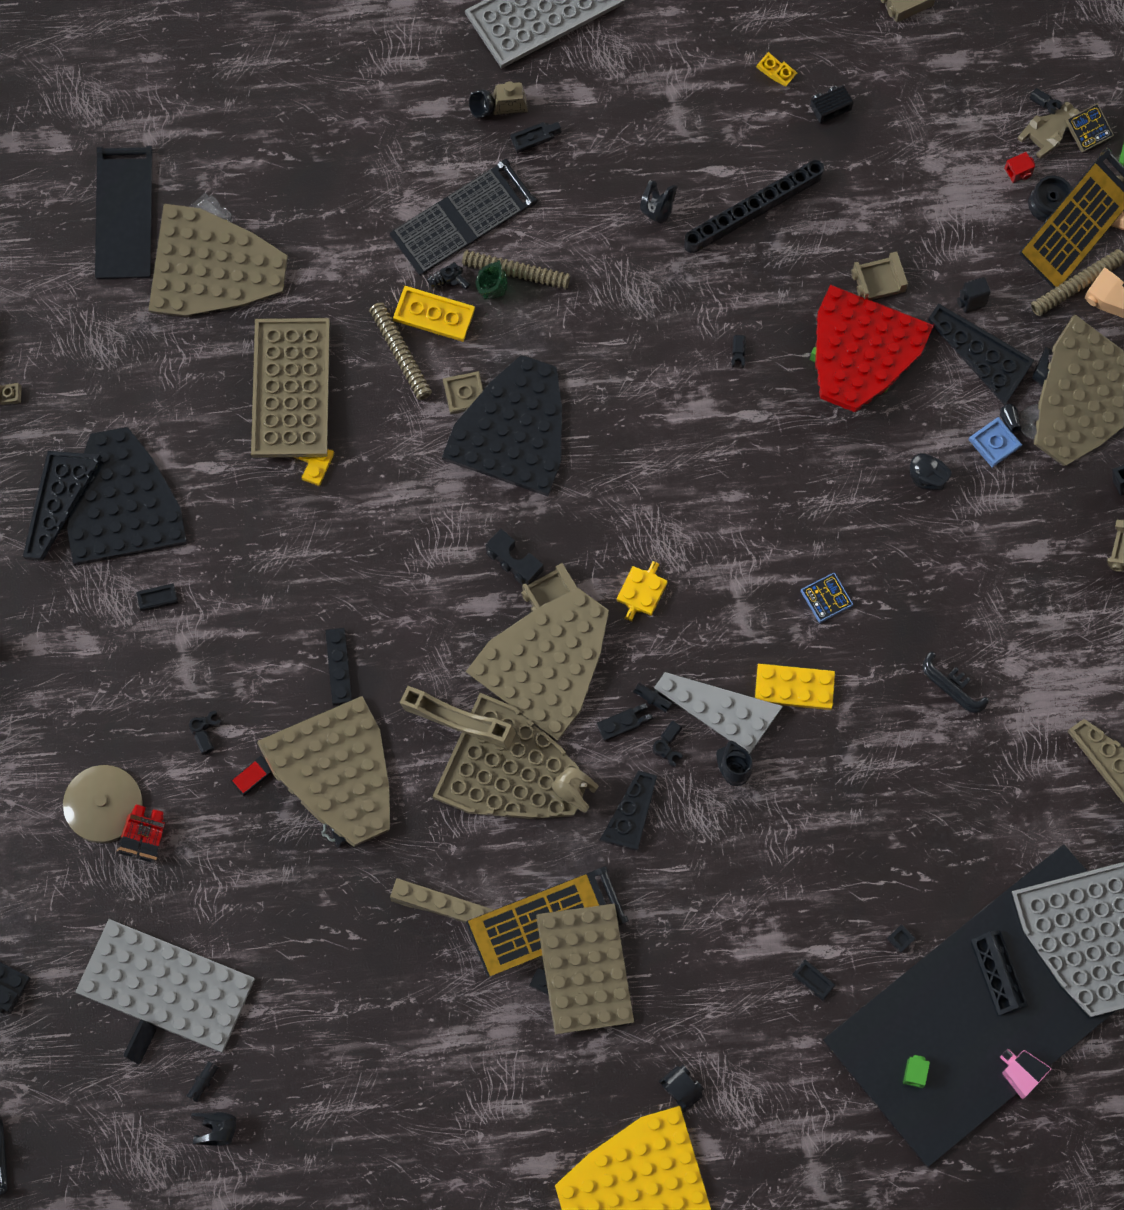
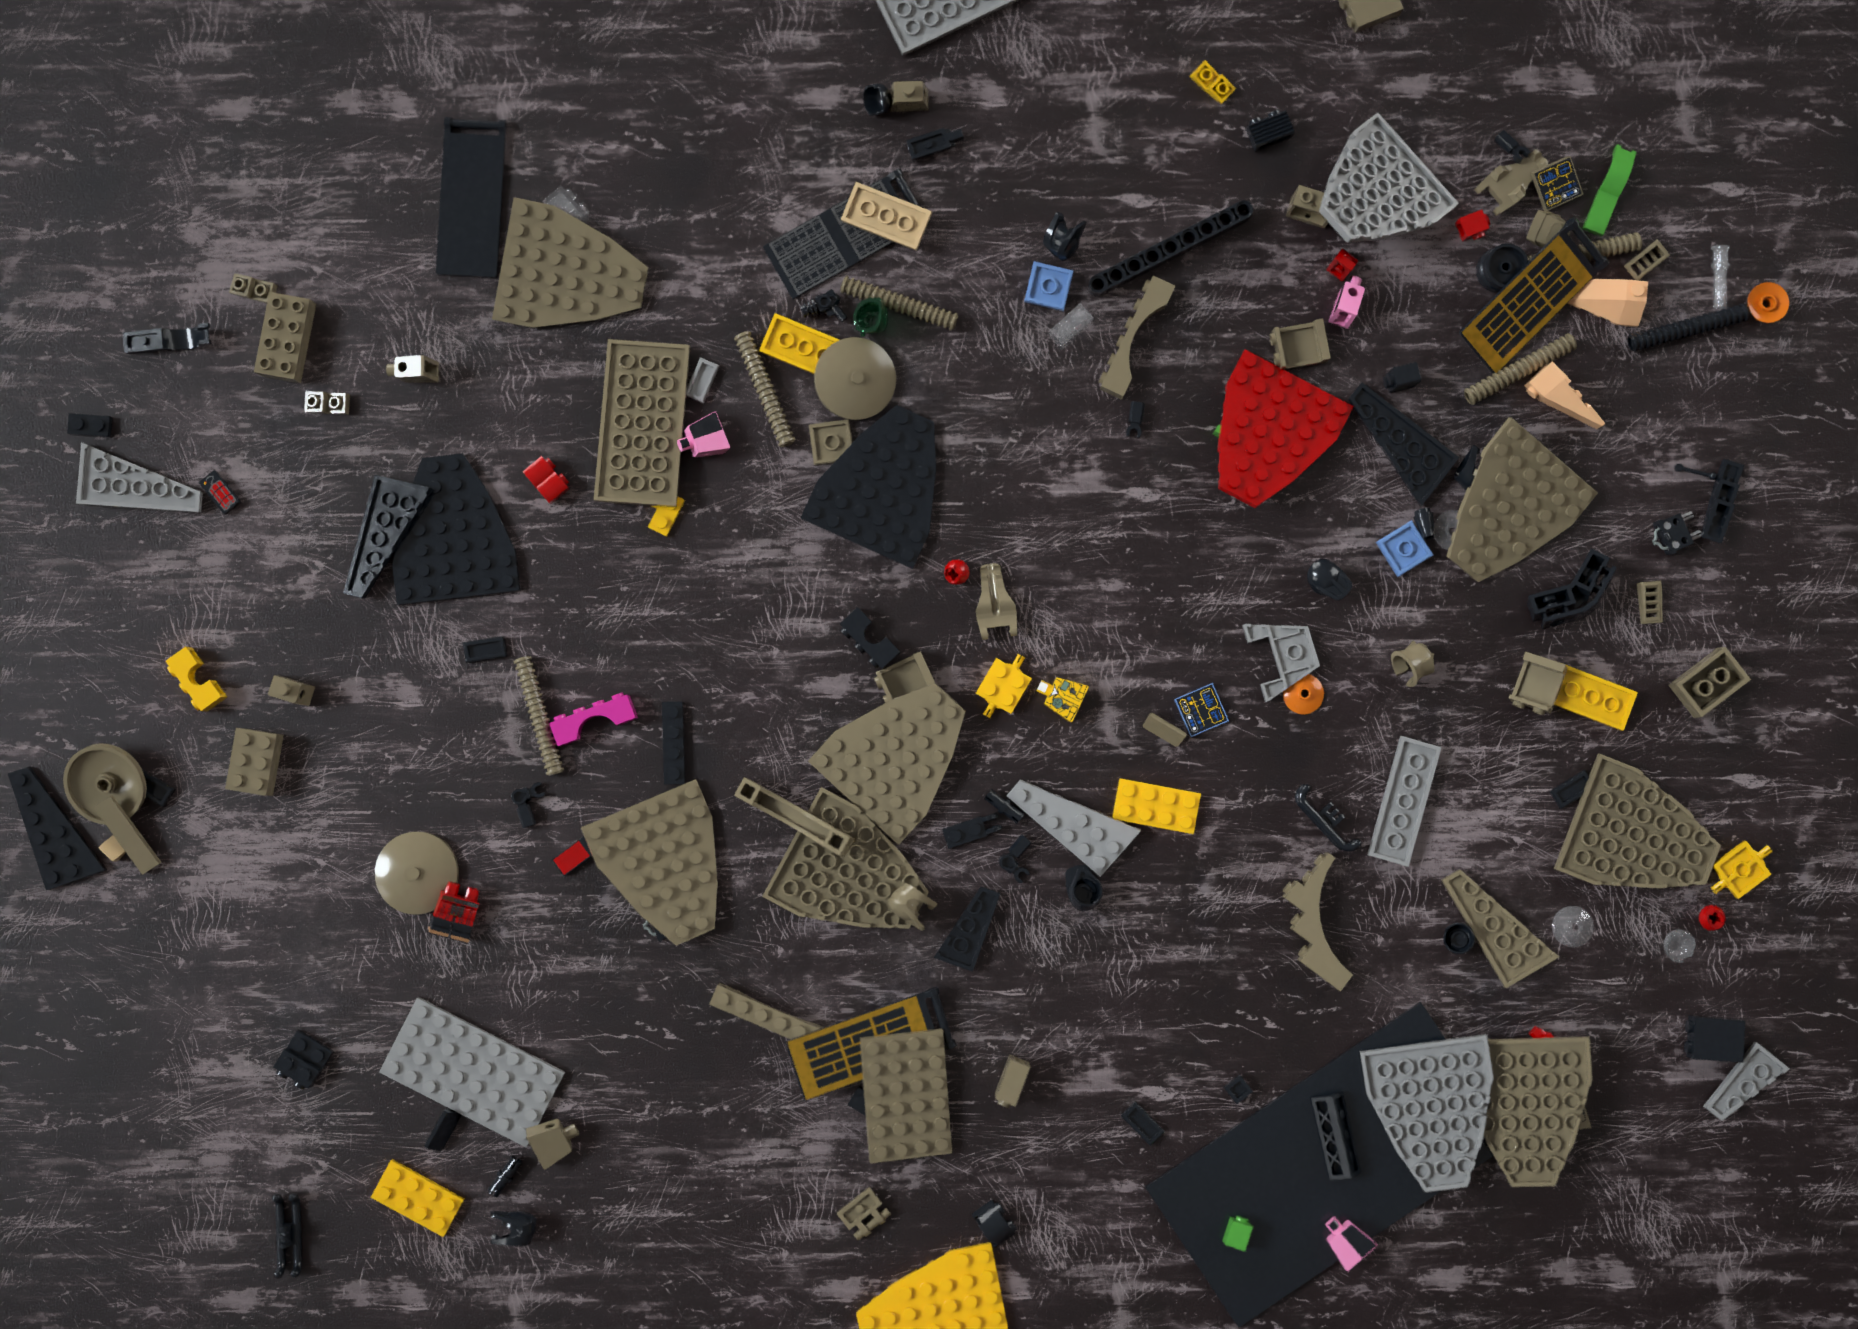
camera: 10 degrees right, 15 degrees up
(80, 356) = (414, 369): none -> dark tan torso
(118, 1111) = (417, 1198): none -> yellow plate
(206, 443) = (546, 479): none -> red brick
(211, 651) = (538, 715): none -> dark tan piece
(246, 1041) = (551, 1141): none -> dark tan torso
(283, 639) = (569, 728): none -> dark pink arch
(342, 348) = (702, 380): none -> light grey tile
(349, 394) = (705, 437): none -> bright pink torso
(481, 335) = (855, 378): none -> dark tan dish
(498, 197) = (886, 216): none -> tan plate
(549, 1082) = (861, 1207): none -> dark tan plate
(586, 498) = (956, 572): none -> red piece
(627, 519) = (995, 605): none -> dark tan animal
(648, 246) = (1048, 286): none -> medium blue plate
(672, 276) = (1071, 326): none -> clear brick
(684, 945) = (1011, 1081): none -> dark tan piece
(698, 594) = (1063, 697): none -> yellow torso
(744, 250) = (1155, 299): none -> dark tan arch
(794, 616) = (1164, 729): none -> dark tan slope
(869, 161) = (1307, 202): none -> dark tan window
(904, 540) = (1292, 653): none -> light grey wing
(908, 207) = (1342, 264): none -> red plate
(915, 584) = (1299, 704): none -> orange dish
(918, 233) = (1347, 303): none -> bright pink torso
(935, 138) = (1381, 187): none -> light grey wing
(962, 809) = (1307, 924): none -> dark tan arch
(1020, 533) = (1418, 658): none -> dark tan helmet
(1024, 663) = (1404, 801): none -> light grey plate
(1081, 161) = (1544, 227): none -> dark tan helmet
(1091, 780) = (1459, 938): none -> black hair

